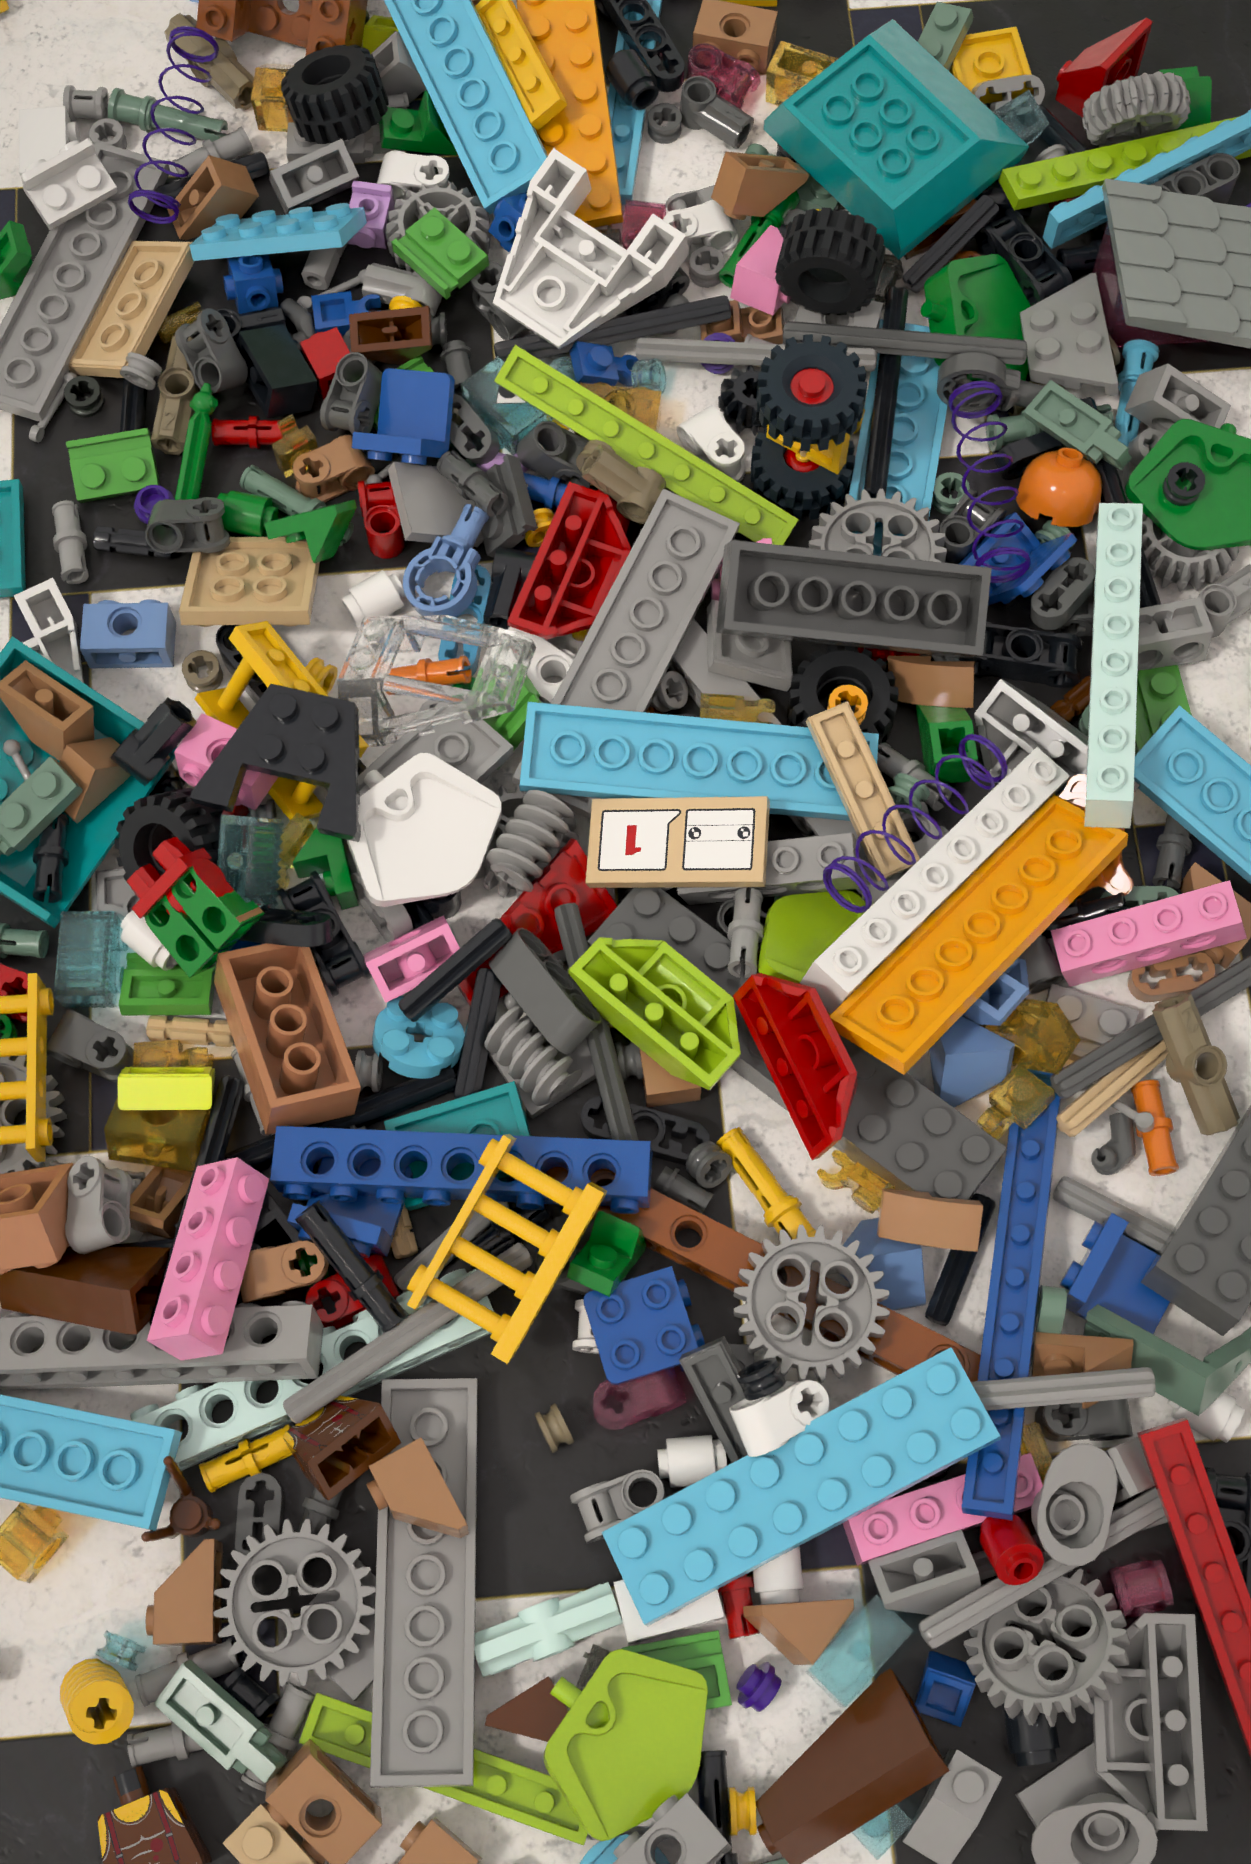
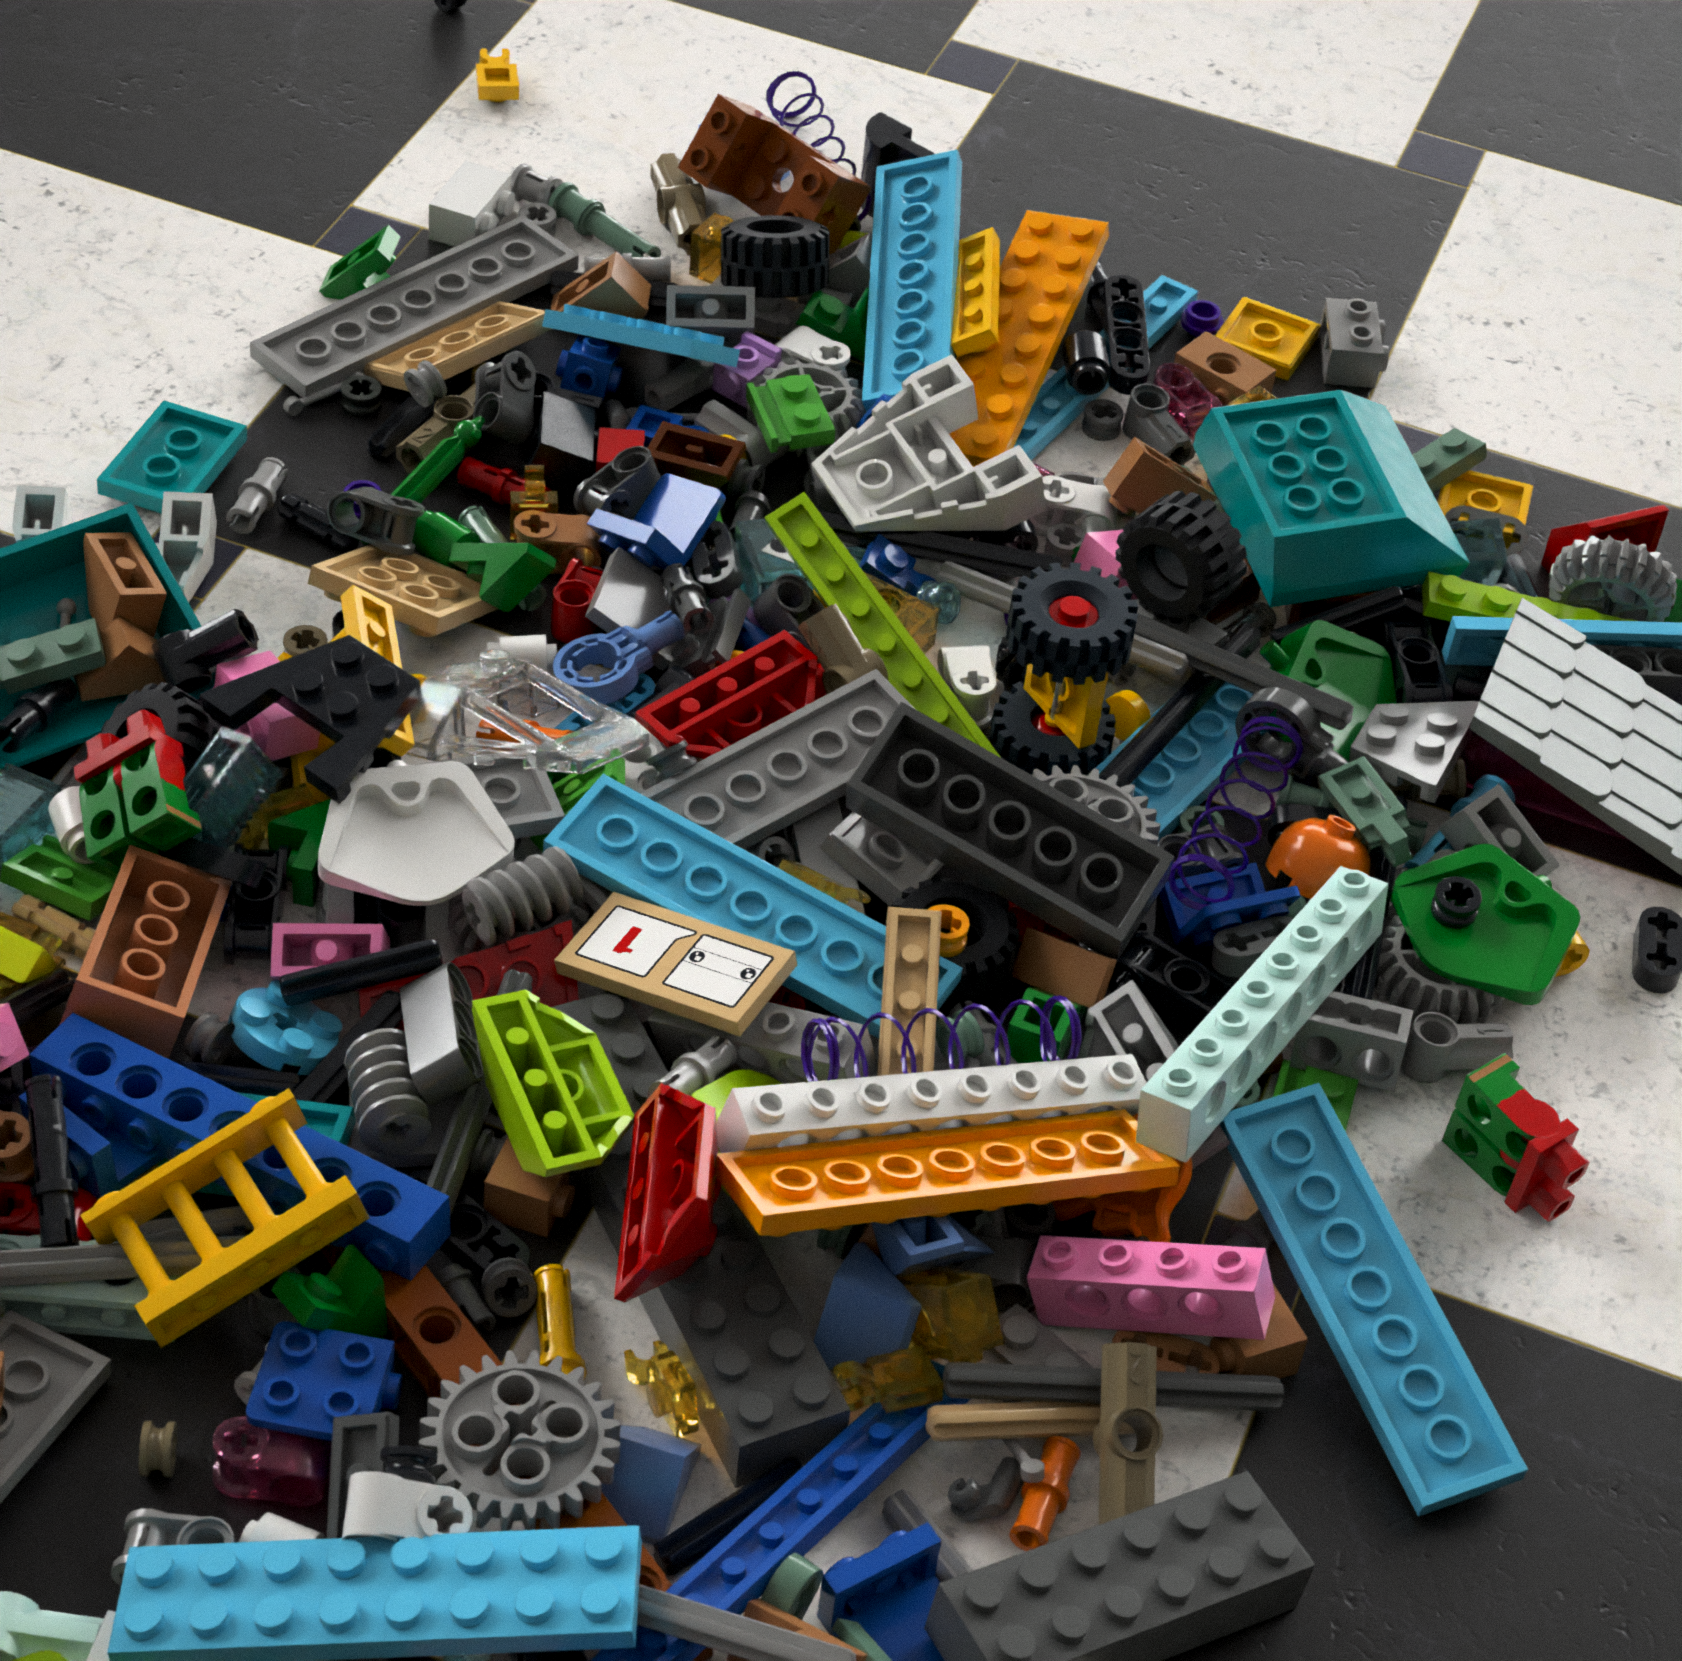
camera: 20 degrees right, 25 degrees down
(67, 183) = (467, 225): white bracket -> none
(112, 465) = (344, 451): bright green plate -> none
(147, 647) = (256, 581): medium blue brick -> none
(150, 194) = (552, 270): dark purple piece -> none
(559, 653) = (671, 761): none -> dark grey bush
(929, 1220) = (712, 1428): medium nougat slope -> none

